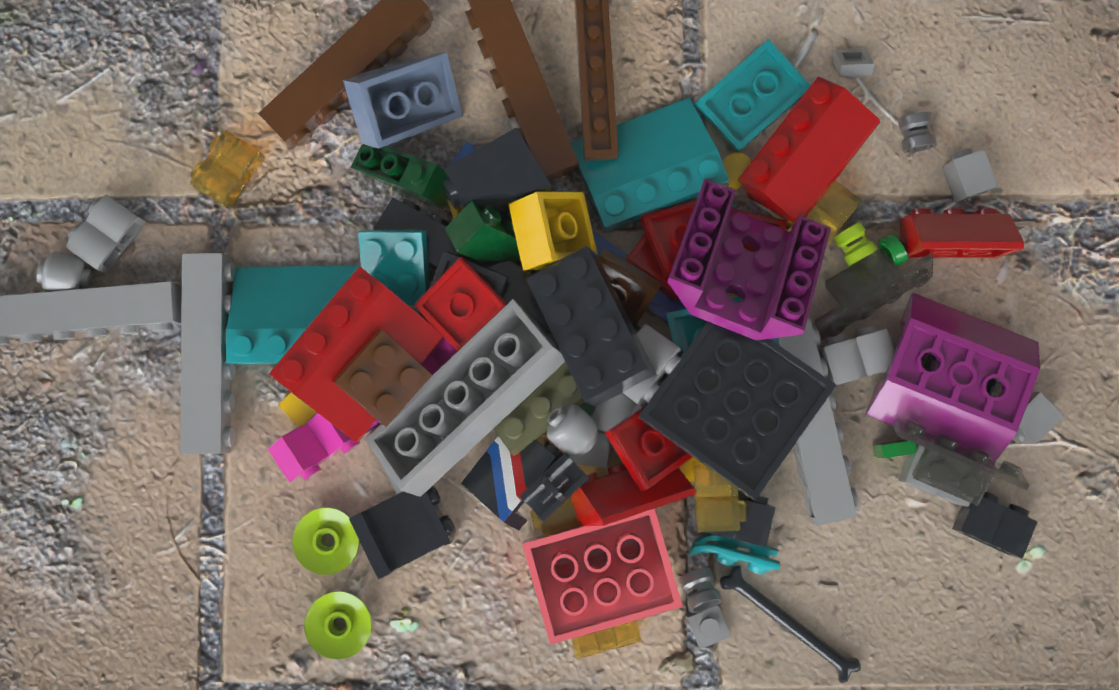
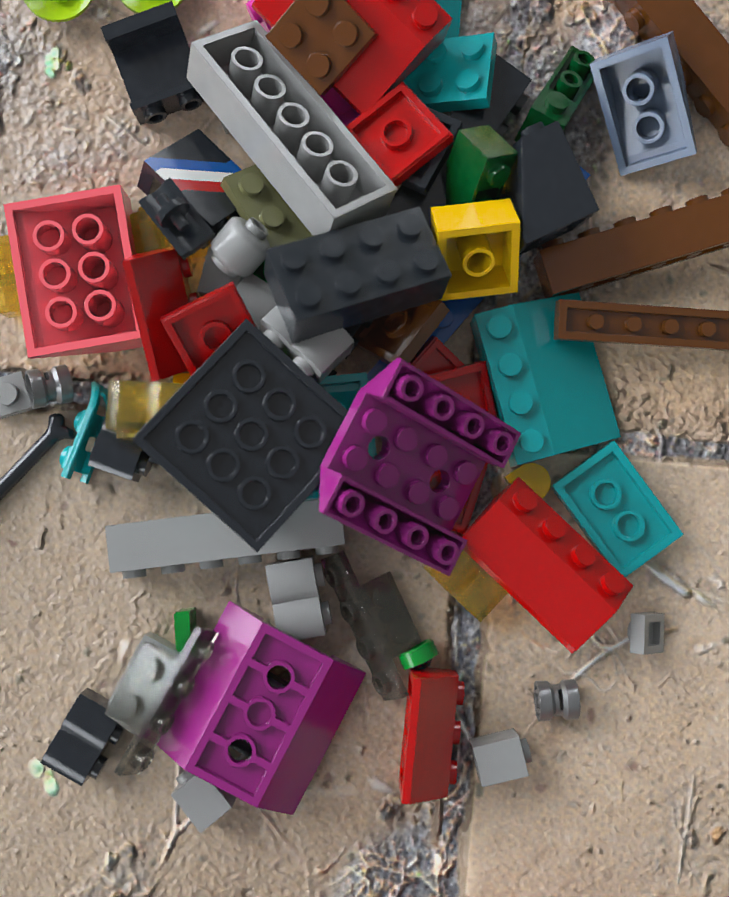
camera: 90 degrees right, 0 degrees up
(858, 250) = (422, 614): lime wheel -> none

